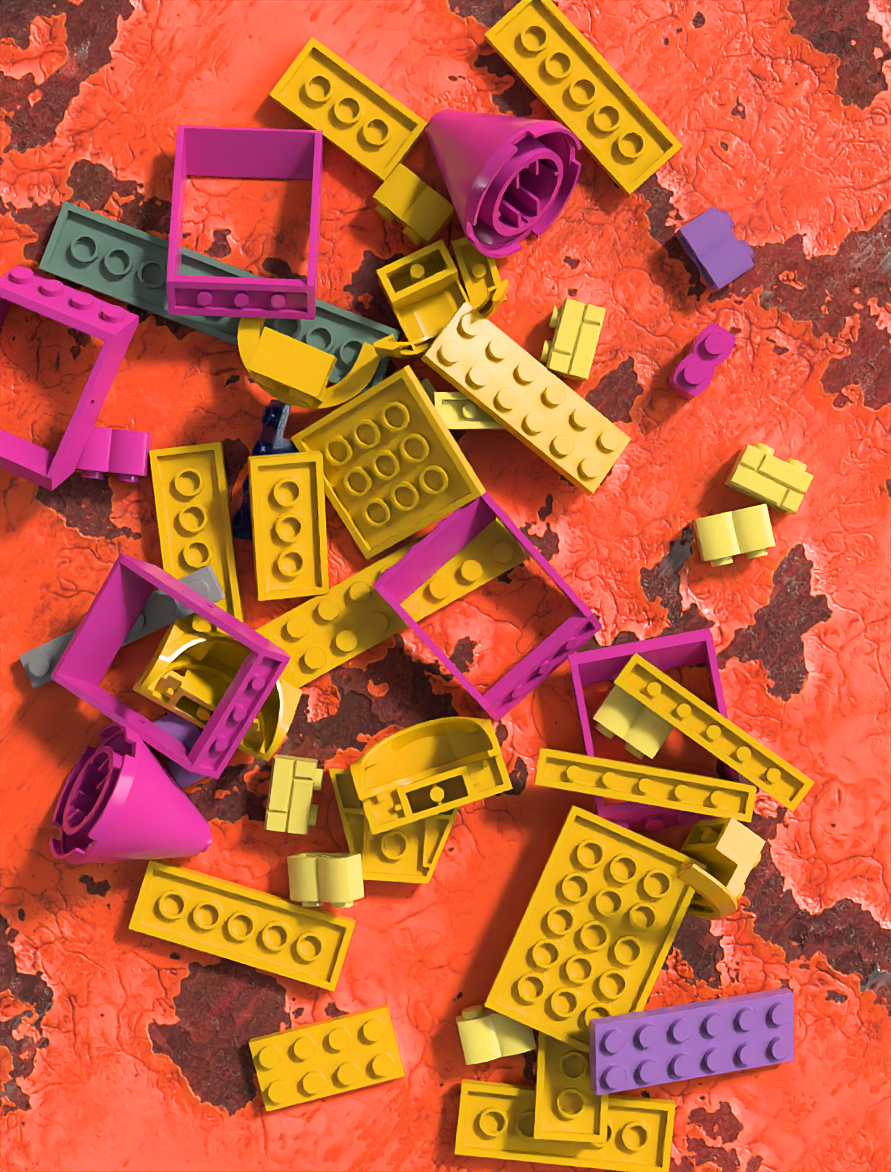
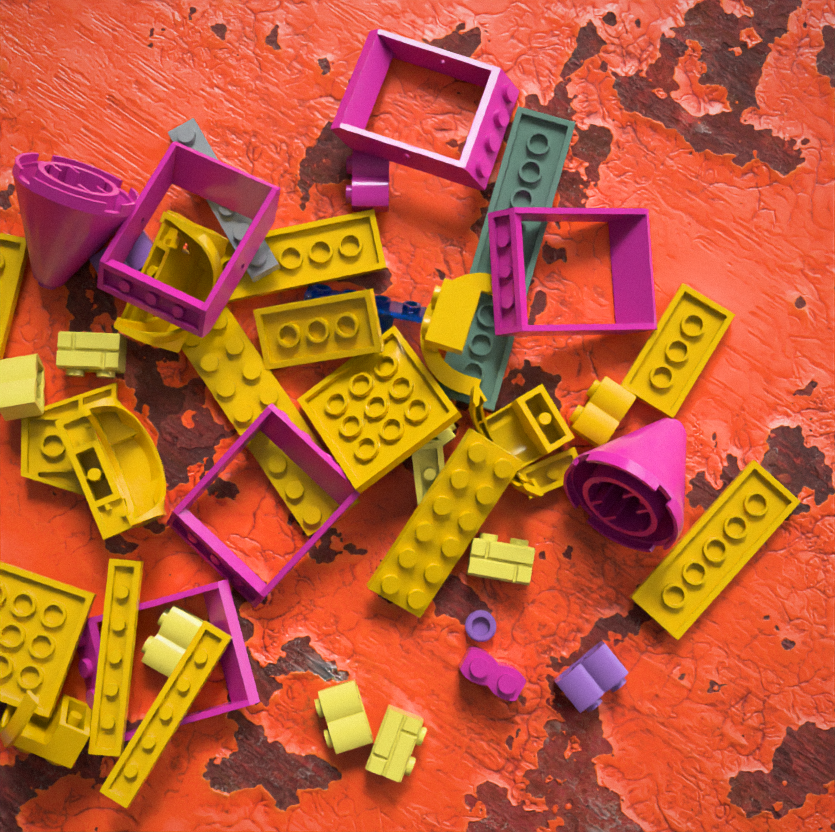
camera: 85 degrees right, 5 degrees down
(645, 371) = (480, 625): none -> medium lavender tile

